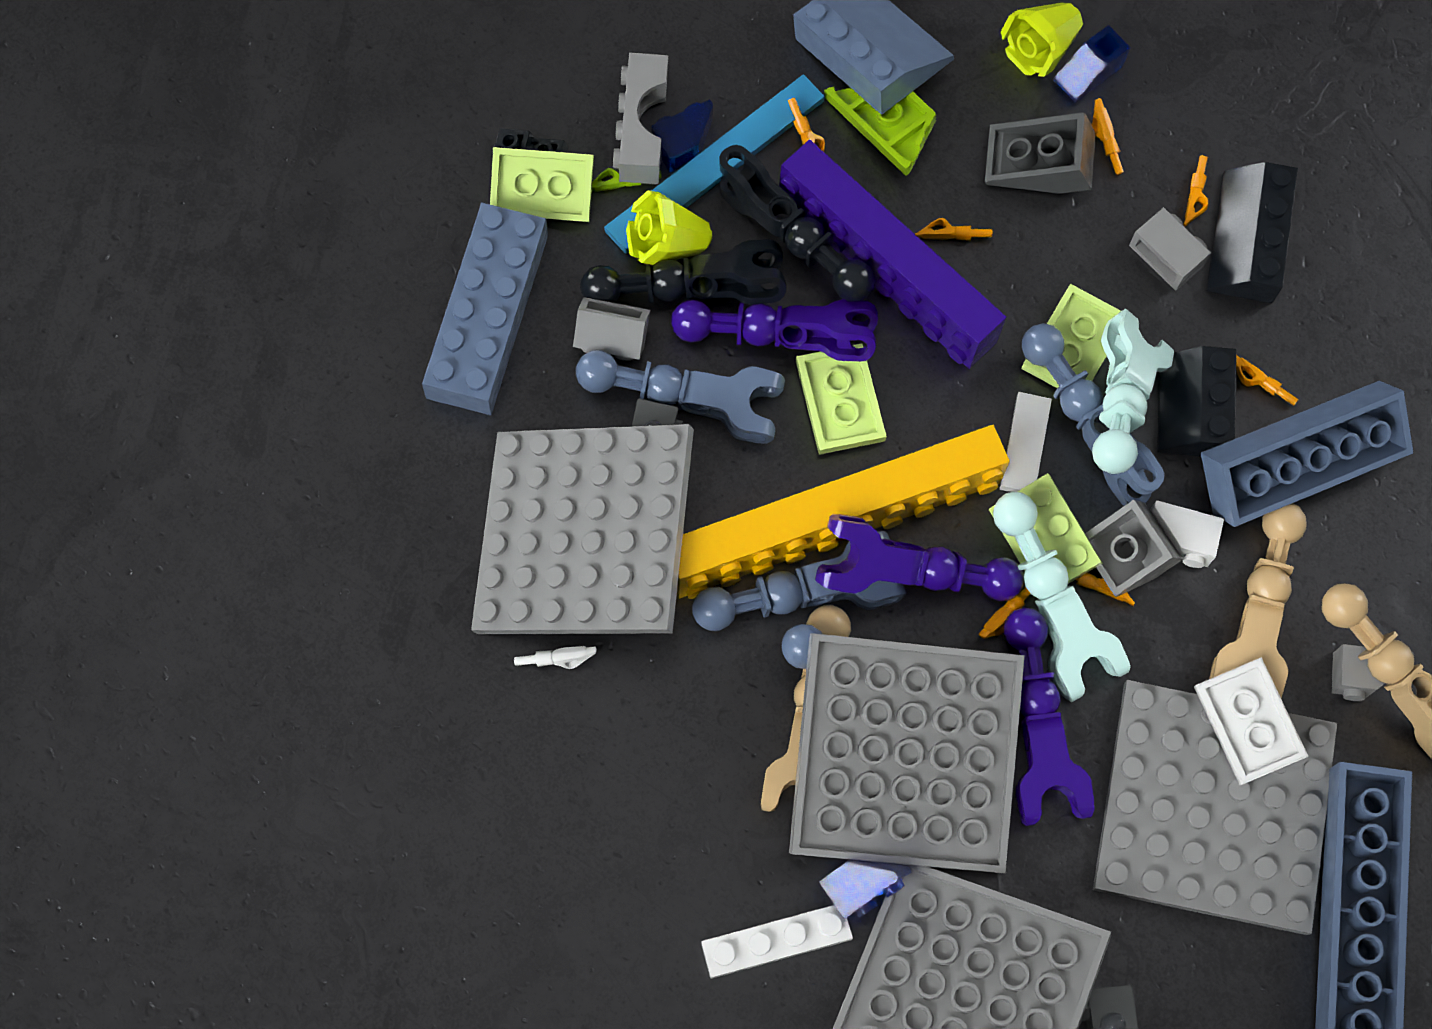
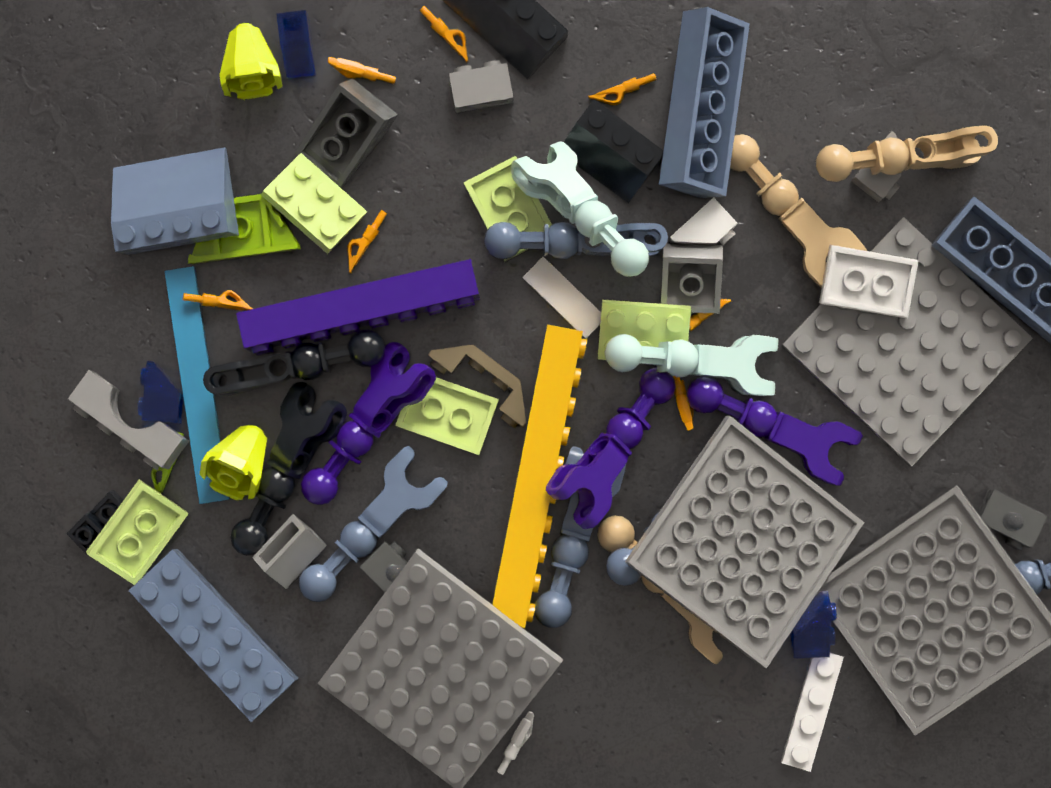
camera: 55 degrees left, 15 degrees up
(899, 373) = (450, 359): none -> dark tan slope
(956, 163) = (313, 203): none -> yellowish green plate

